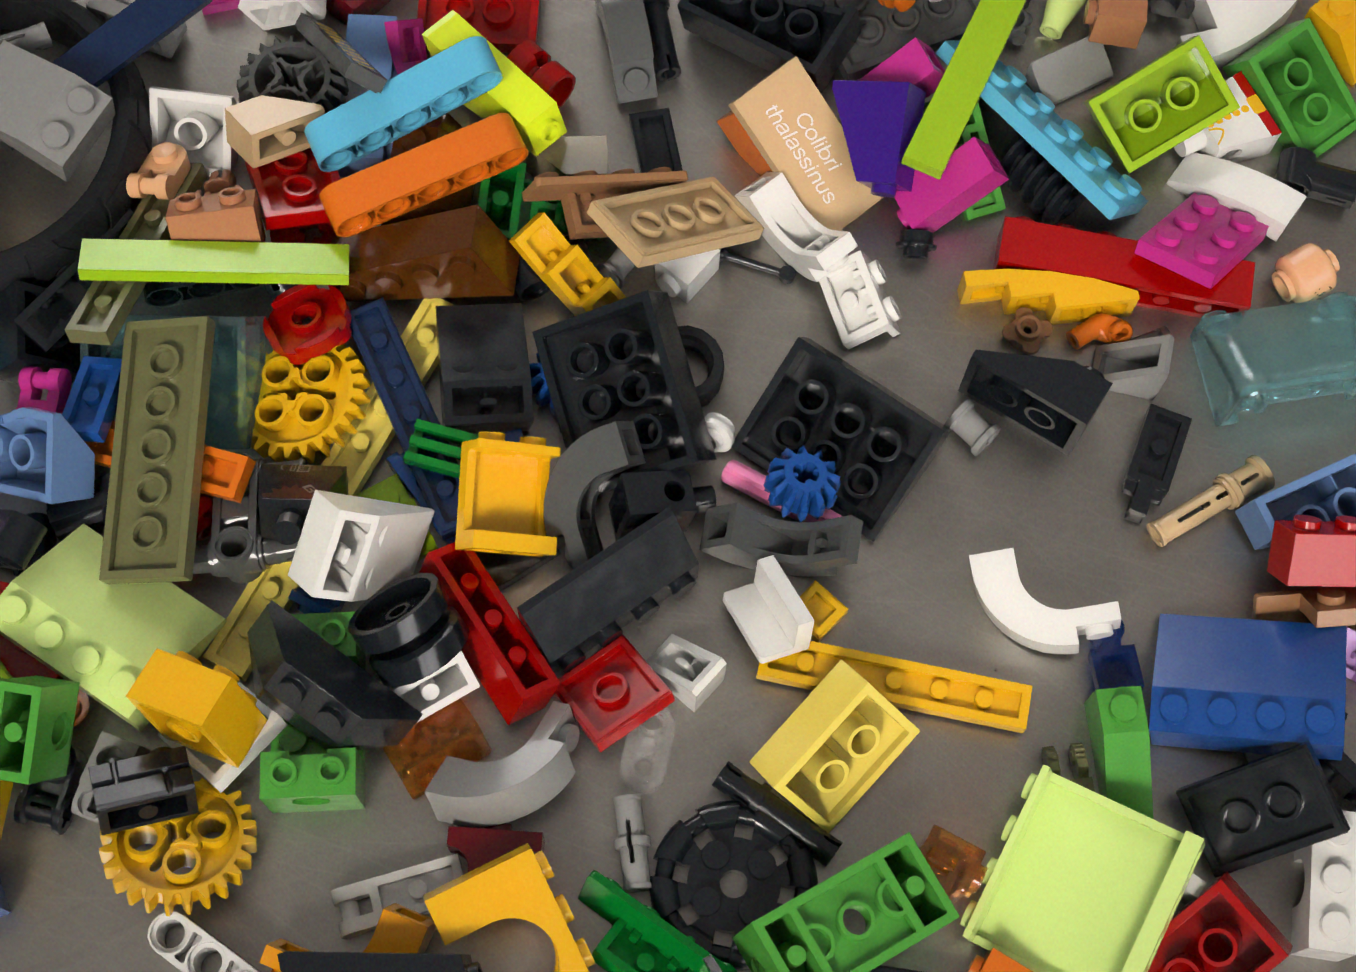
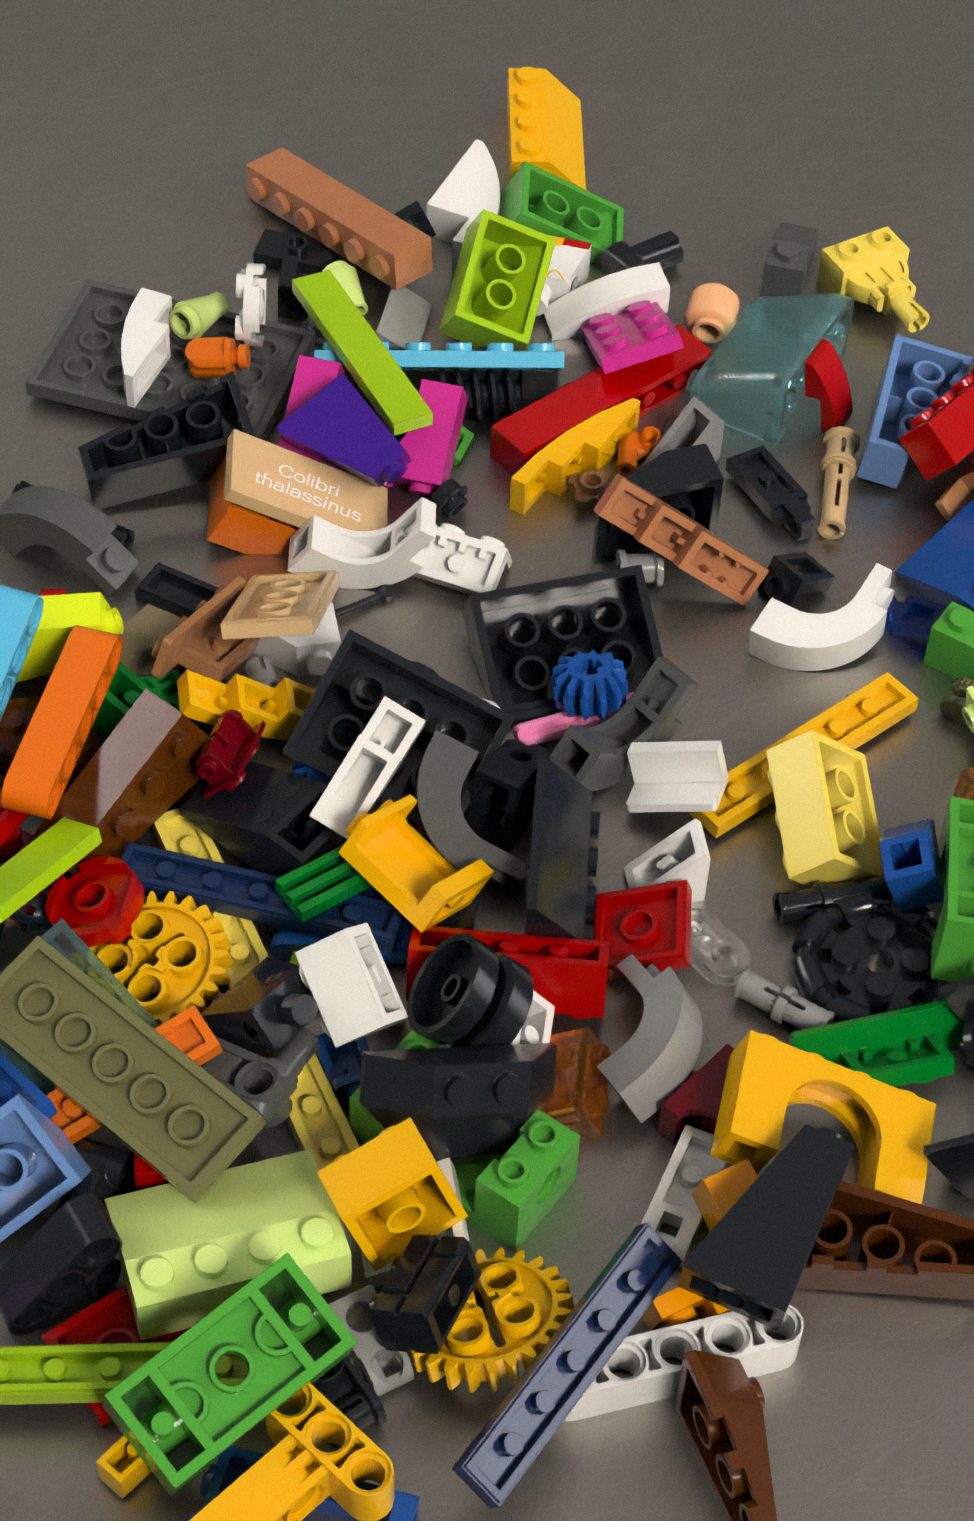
camera: 50 degrees left, 20 degrees down
(162, 928) = (566, 1366): none -> tile
(484, 305) = (228, 752): none -> dark red hinge
(560, 400) = (368, 766): none -> white slope
(829, 841) = (913, 864): none -> blue slope
(1009, 441) = (681, 540): none -> nougat slope
(1072, 546) = (792, 576): none -> black bracket
(1300, 422) = (829, 383): none -> red slope

